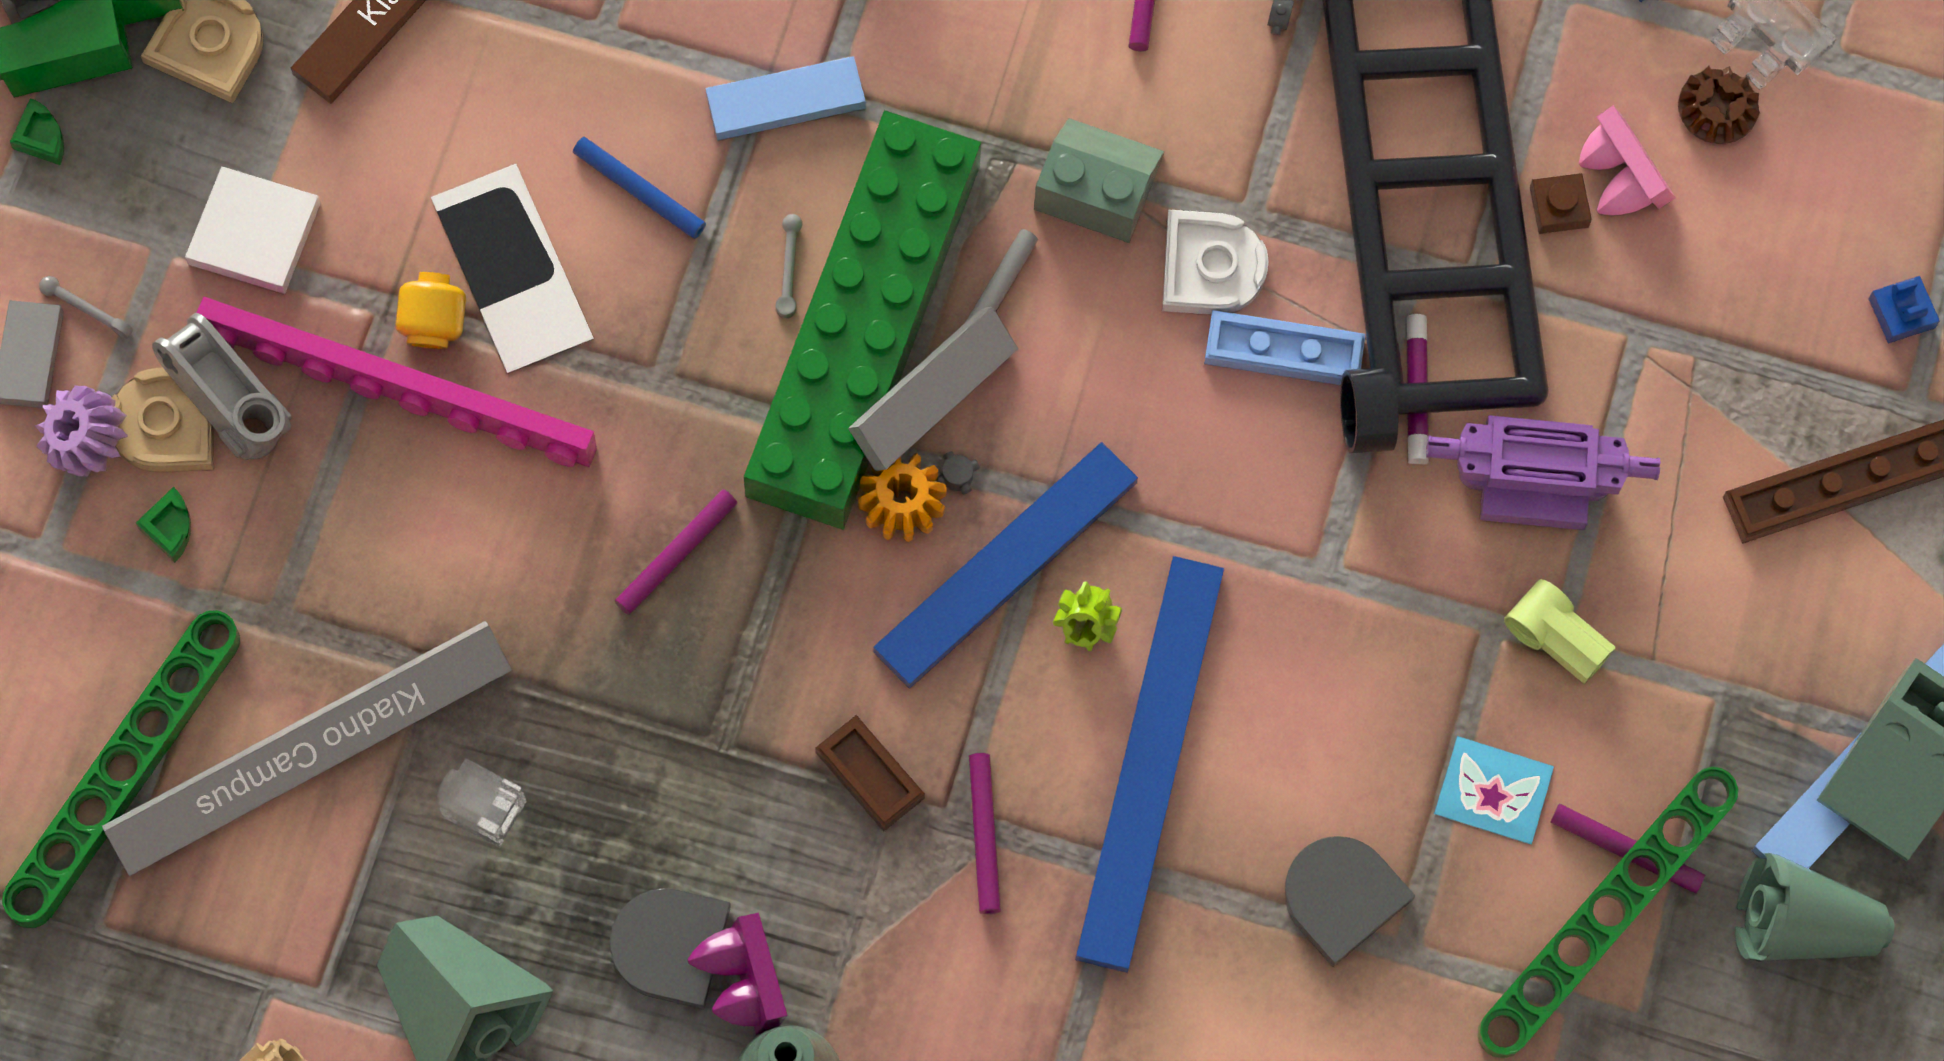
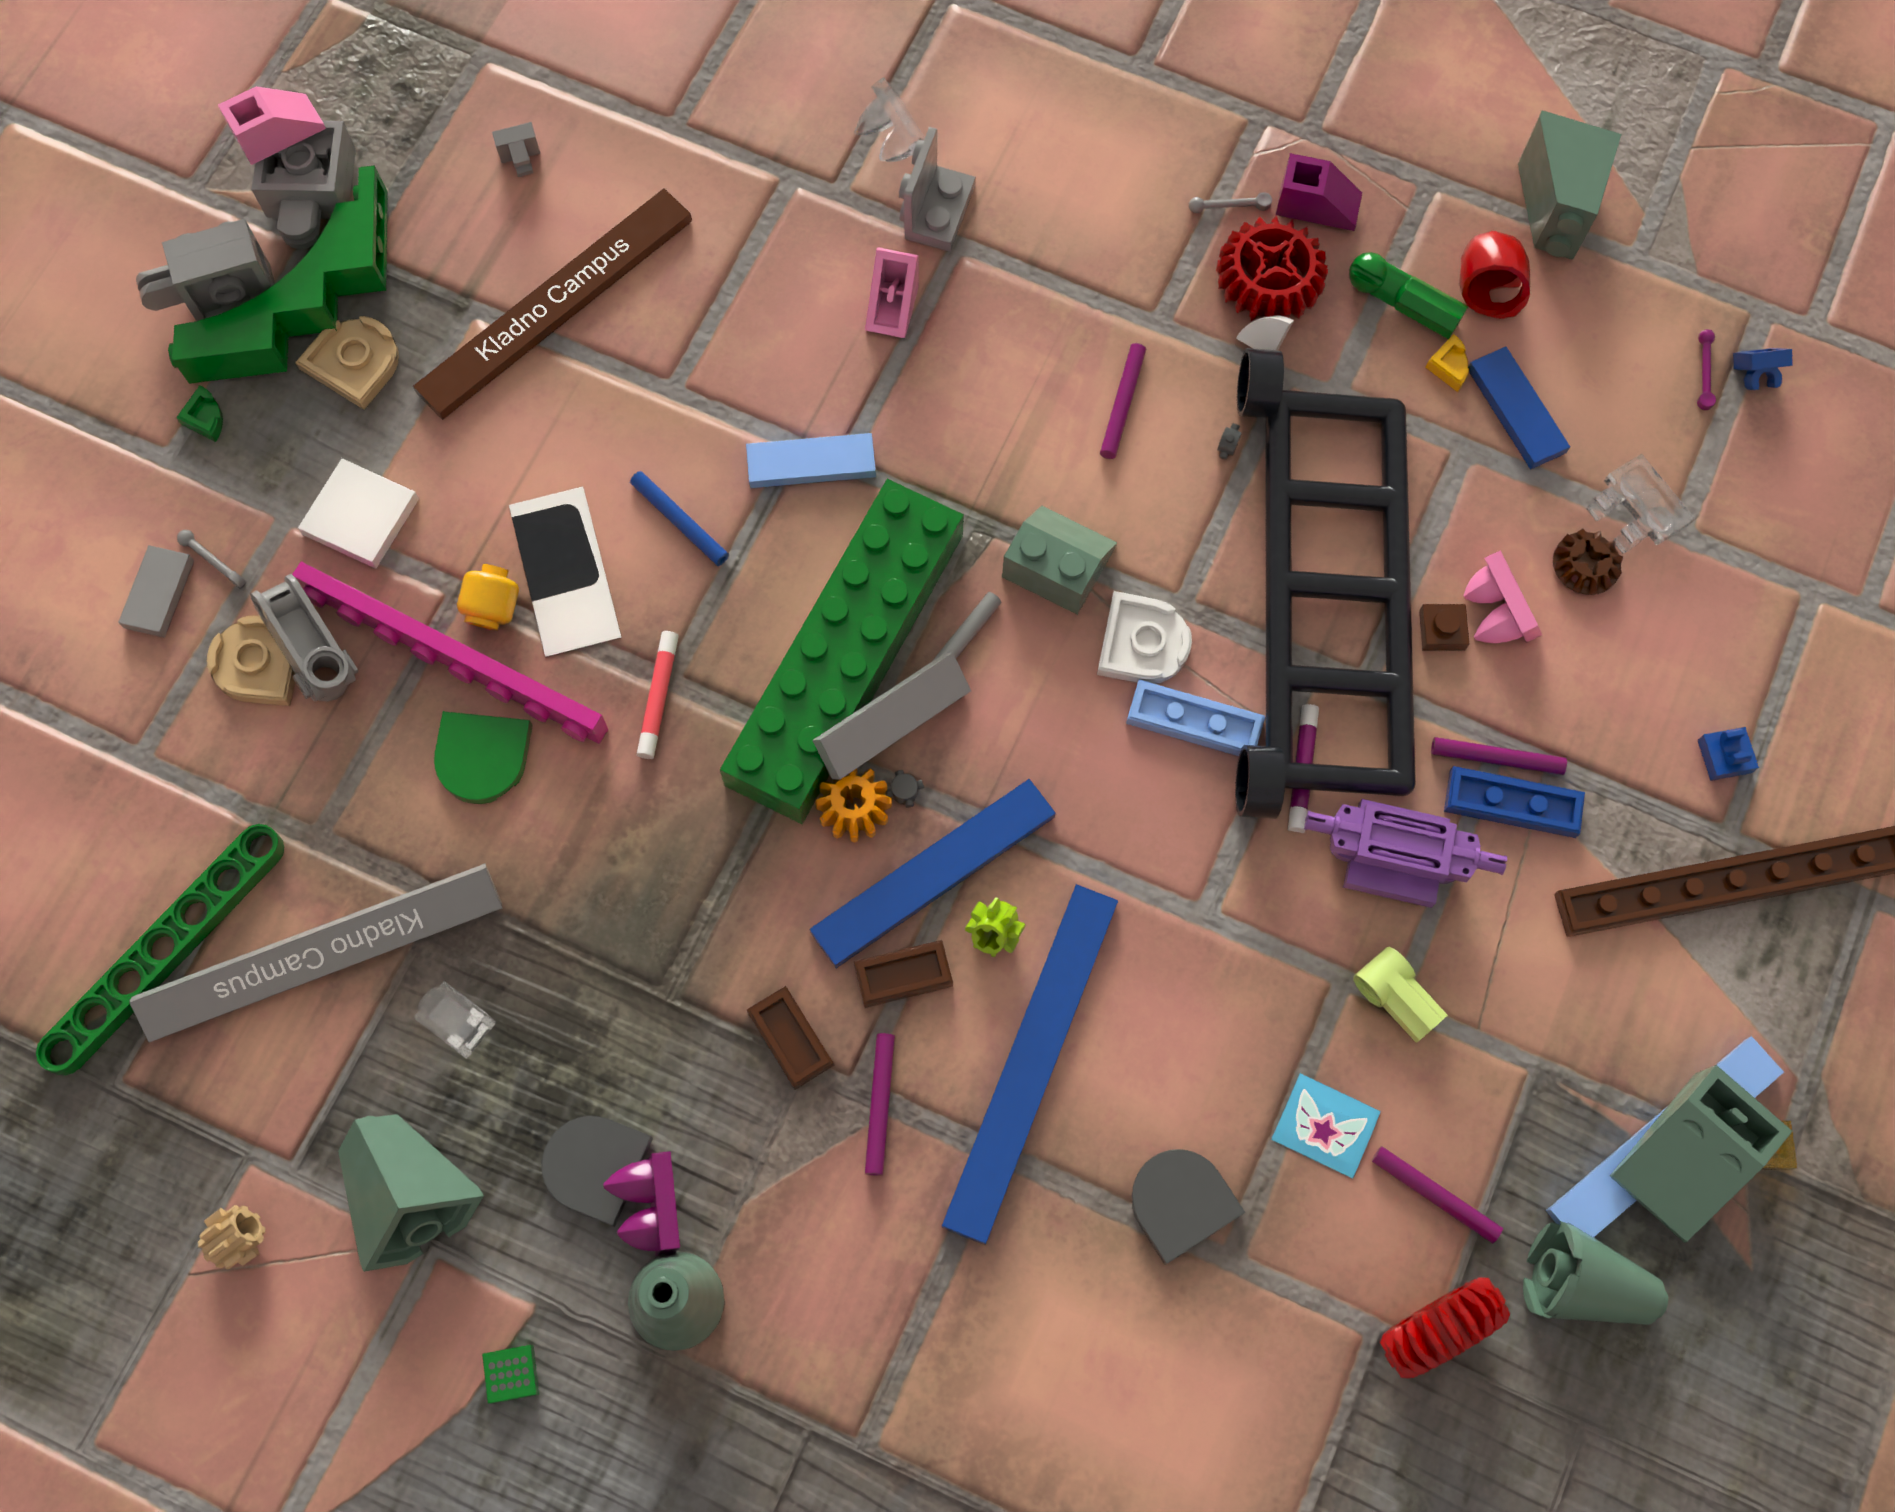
camera: 10 degrees right, 0 degrees up
(81, 431) = (181, 659): lavender gear -> none
(168, 524) = (242, 746): green tile -> none
(453, 497) = (481, 755): none -> green tile
(649, 400) = (657, 695): none -> coral bar
(676, 552) = (657, 825): magenta bar -> none
(786, 304) = (783, 629): light grey hinge -> none
(988, 684) = (903, 973): none -> reddish brown tile
(1594, 934) = (1437, 1246): green beam -> none
(1641, 345) = (1499, 756): none -> magenta piece
(1650, 985) = (1445, 1328): none -> red gear
(1665, 396) = (1514, 802): none -> blue tile

